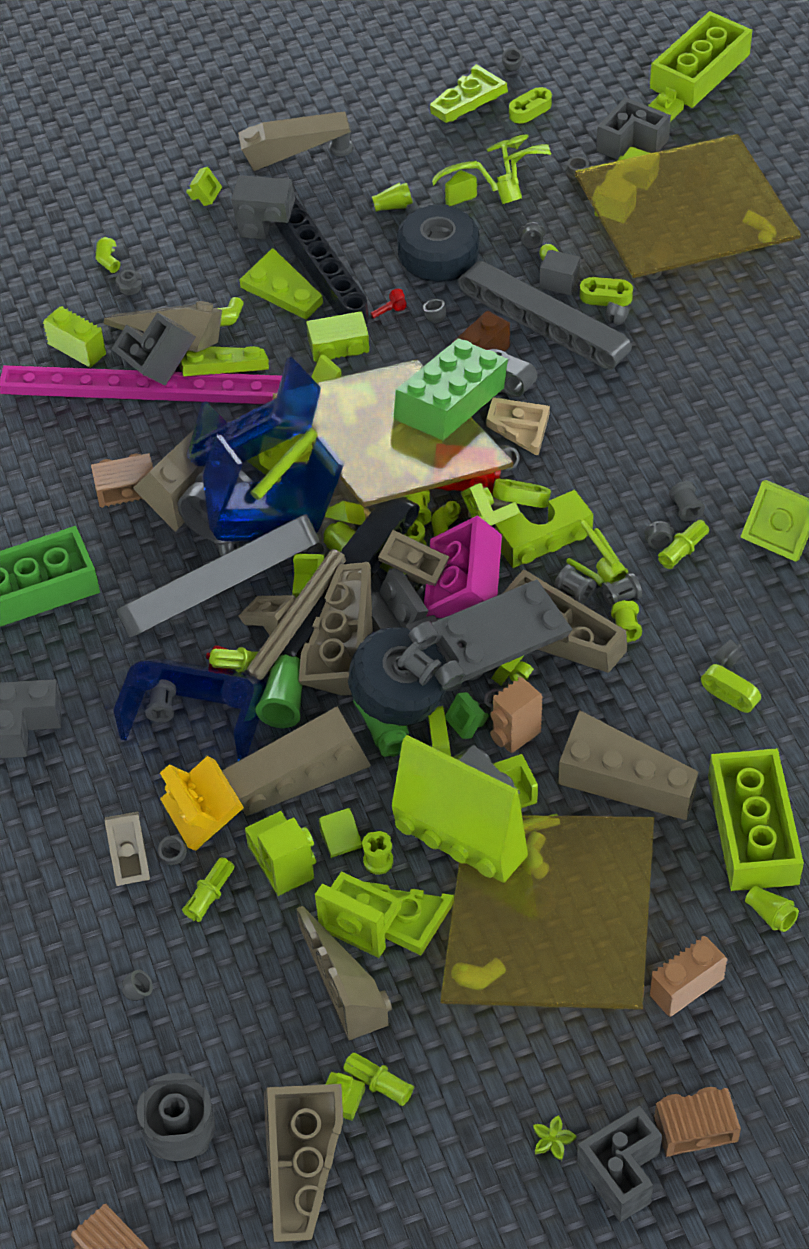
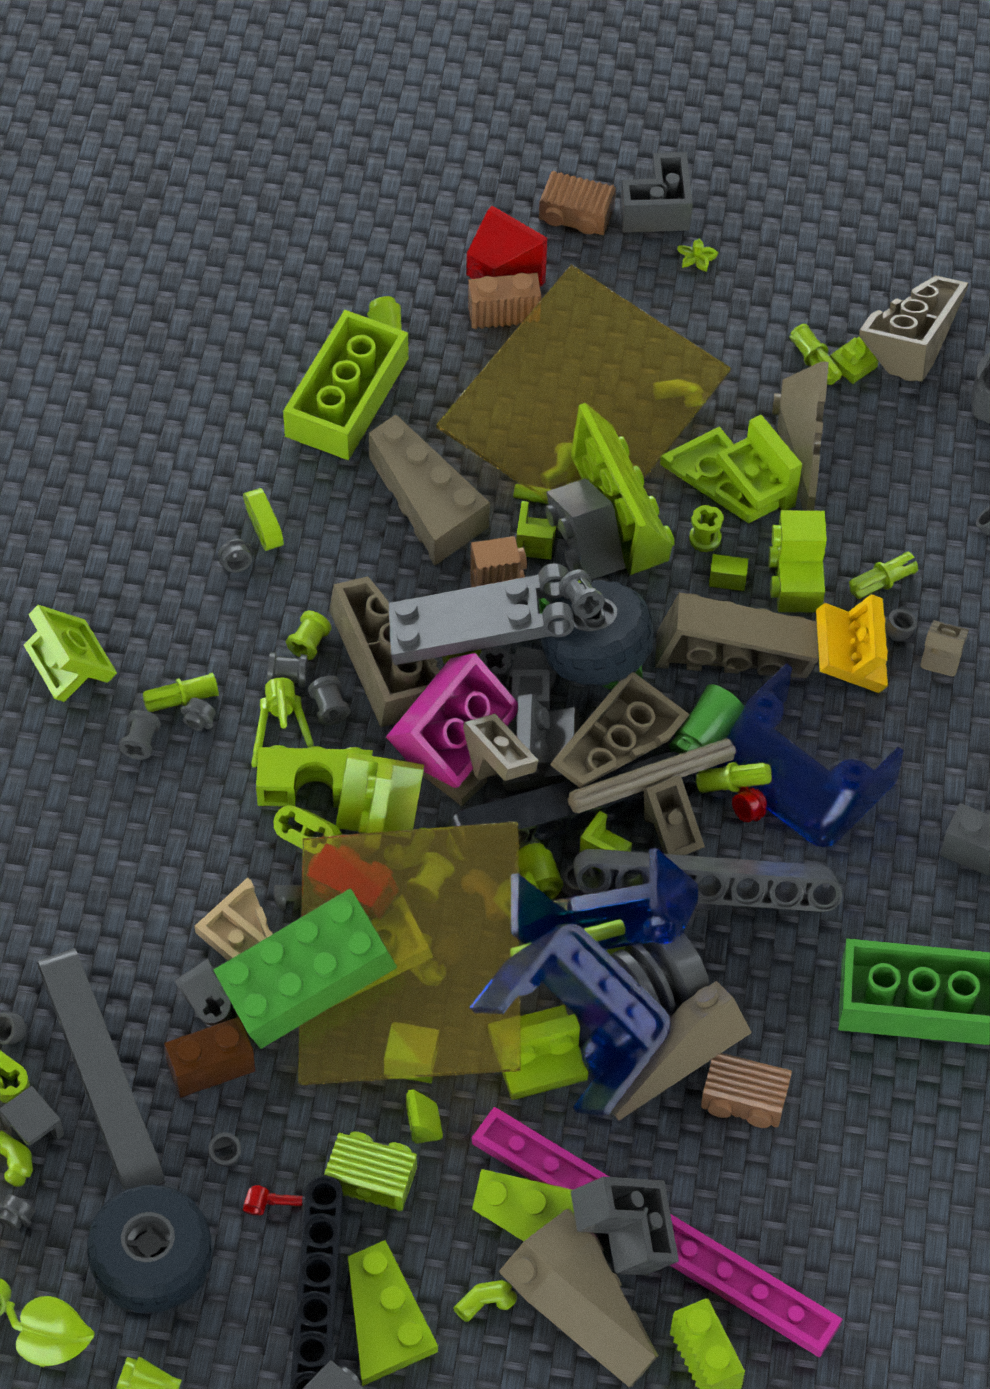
camera: 155 degrees left, 5 degrees up
(714, 1016) = (506, 248): none -> red slope

